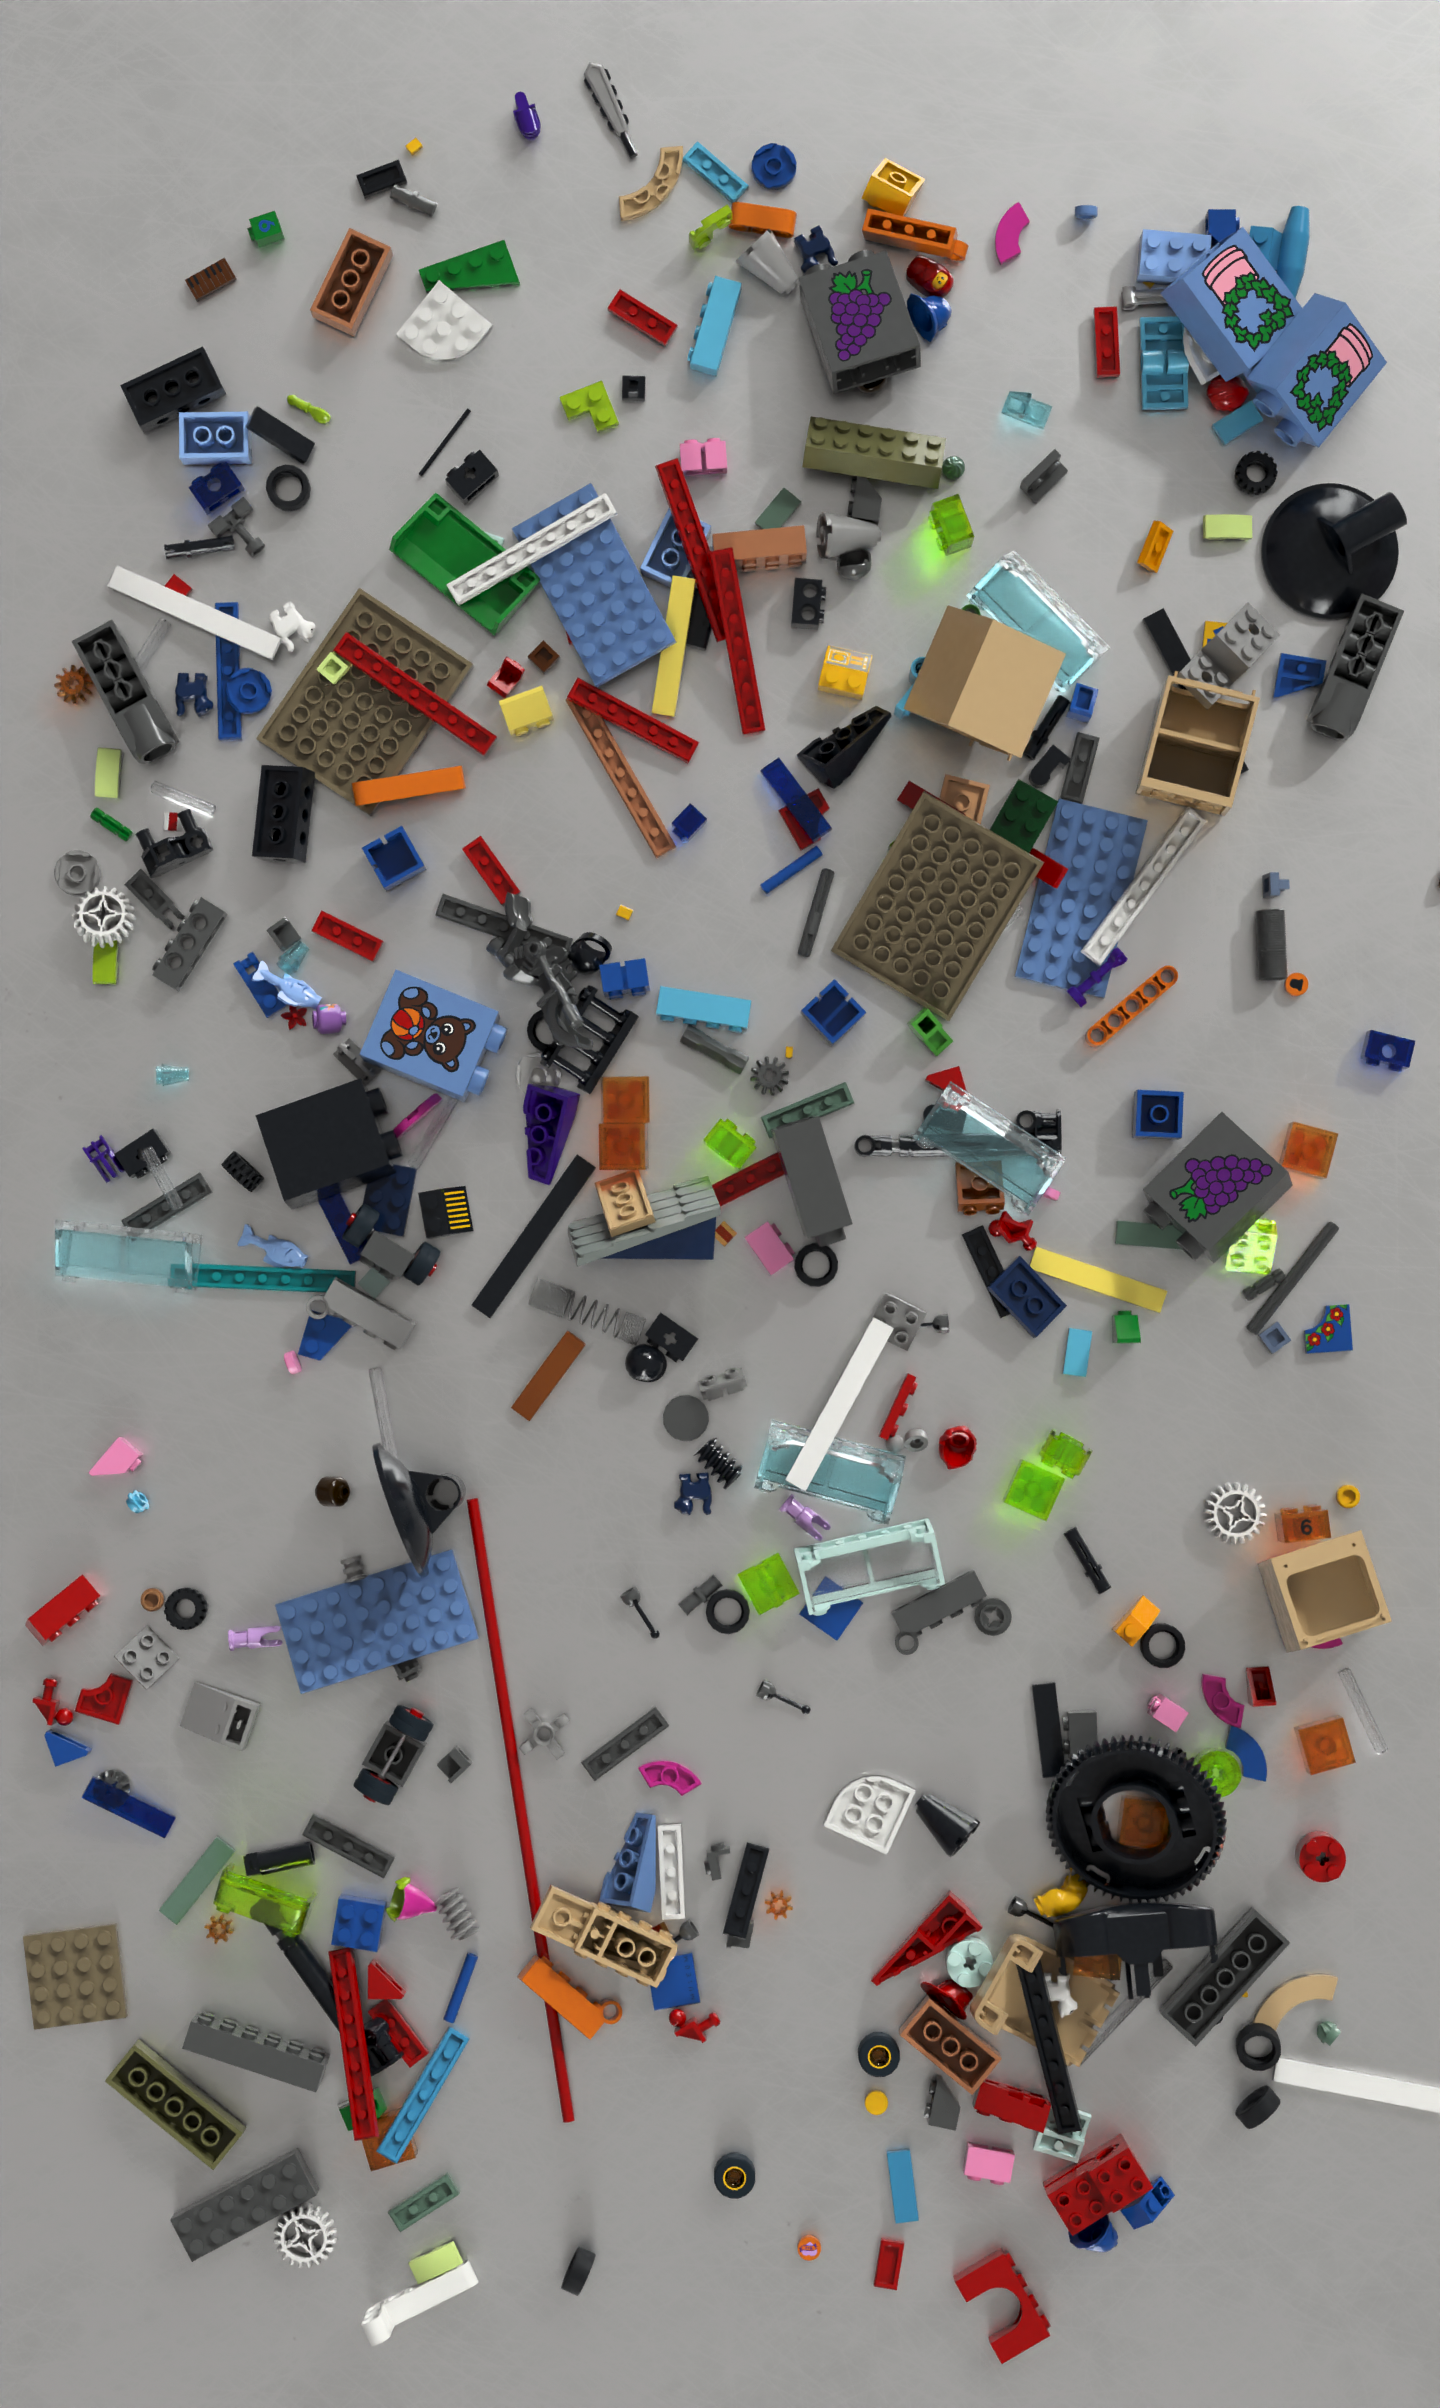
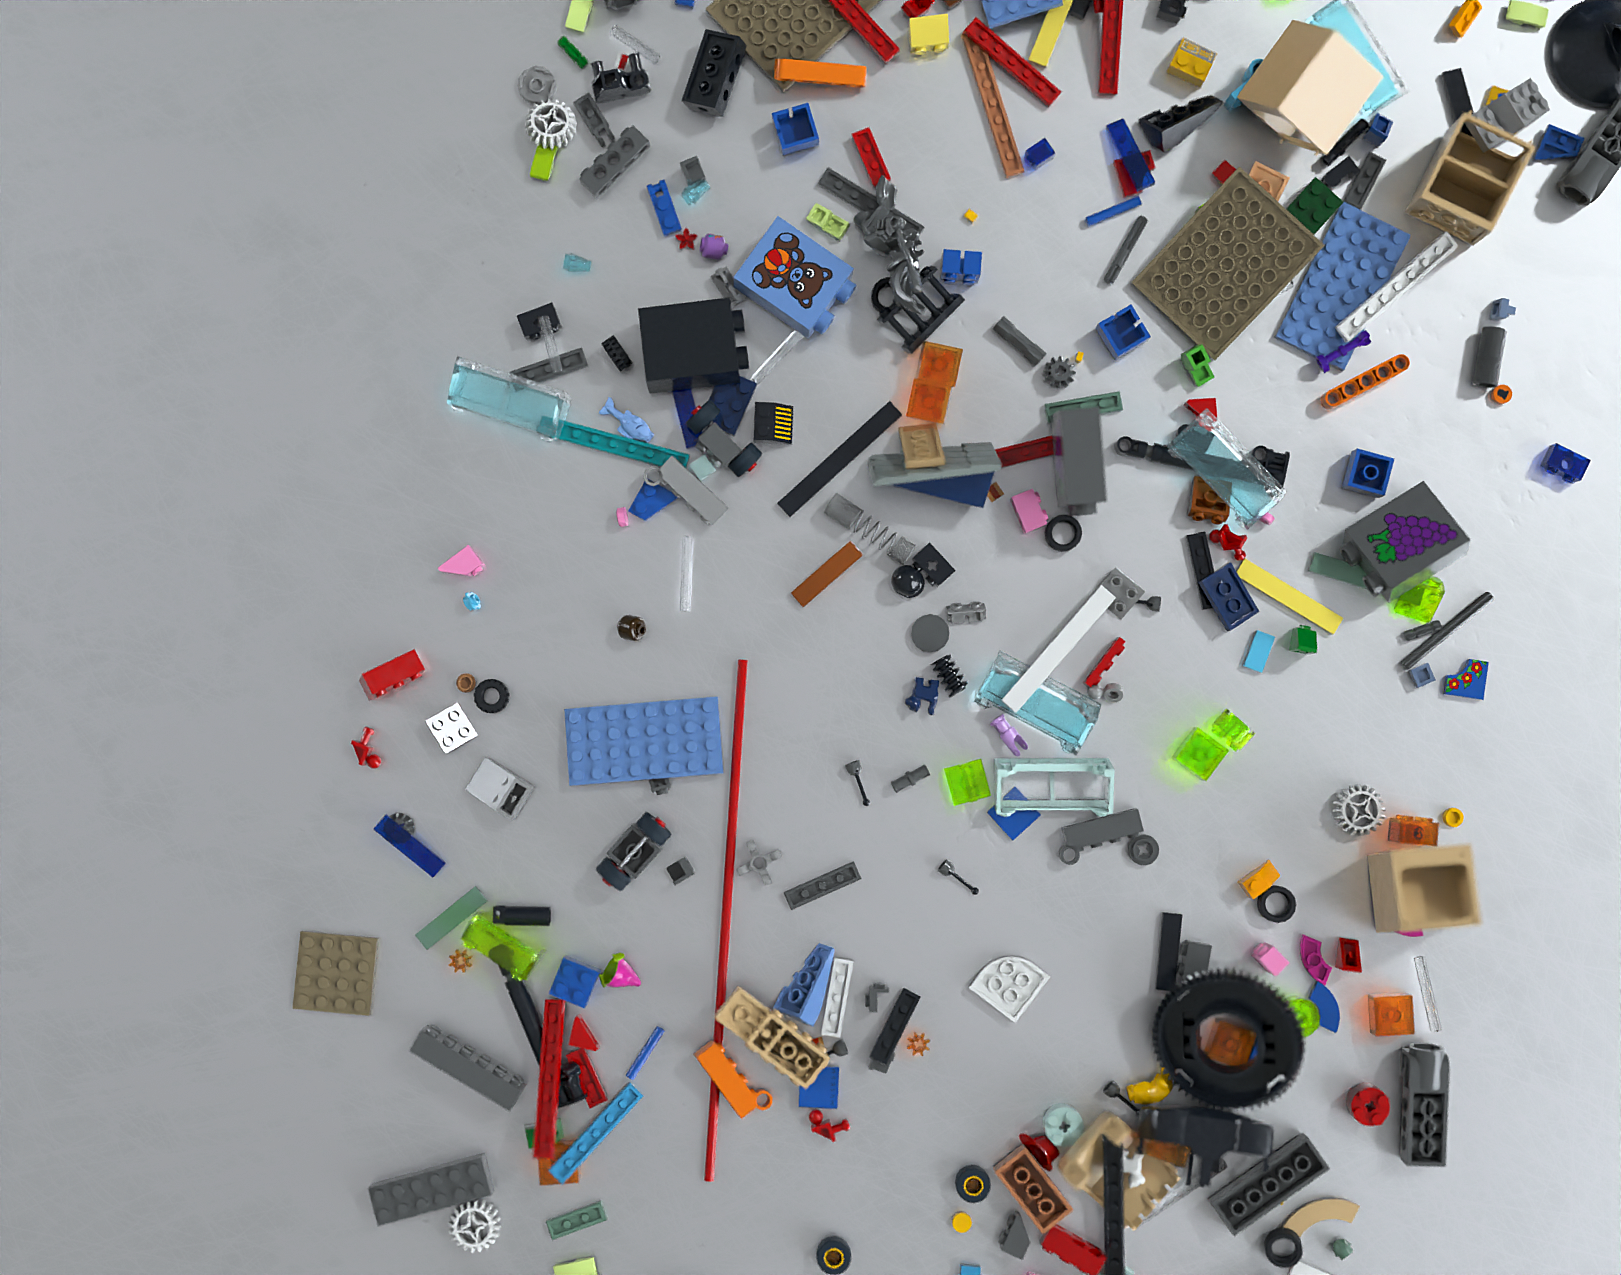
camera: 10 degrees right, 0 degrees up
(64, 1748) = (367, 787): blue slope -> none
(102, 1157) = (506, 317): dark purple arm -> none
(107, 1700) = (410, 756): red tile -> none
(175, 2104) = (393, 1095): olive brick -> none
(252, 1638) = (540, 732): lavender piece -> none
(292, 991) = (688, 217): light blue animal -> none
(347, 936) = (743, 184): red plate -> none
(348, 1845) = (580, 917): dark grey tile -> none
(353, 1569) = (634, 694): light grey bush -> none
(412, 1504) = (695, 647): black dish -> none
(422, 1110) = (768, 339): dark pink tile -> none
(456, 1915) = (655, 993): light grey piece -> none
(457, 958) = (828, 222): none -> yellowish green slope
(532, 1072) = (870, 332): white tile -> none
(548, 1122) = (871, 372): dark purple wedge -> none
(585, 958) = (931, 244): black helmet -> none
(669, 1774) = (852, 918): dark pink tile -> none
(703, 1008) = (1018, 306): medium azure brick -> none
(727, 1629) = (929, 782): black tyre -> none
(730, 1144) = (1016, 419): clear neon green brick -> none
(943, 1926) = (1046, 1092): red wedge -> none
(946, 1823) = (1069, 1008): black cone -> none
(957, 1447) = (1145, 705): red hair -> none
(1051, 870) = (1326, 258): red tile -> none
(1102, 1584) = (1230, 821): black pin -> none
(1308, 1150) = (1485, 528): clear orange brick -> none
(1386, 1842) = (1424, 1105): none -> dark grey brick

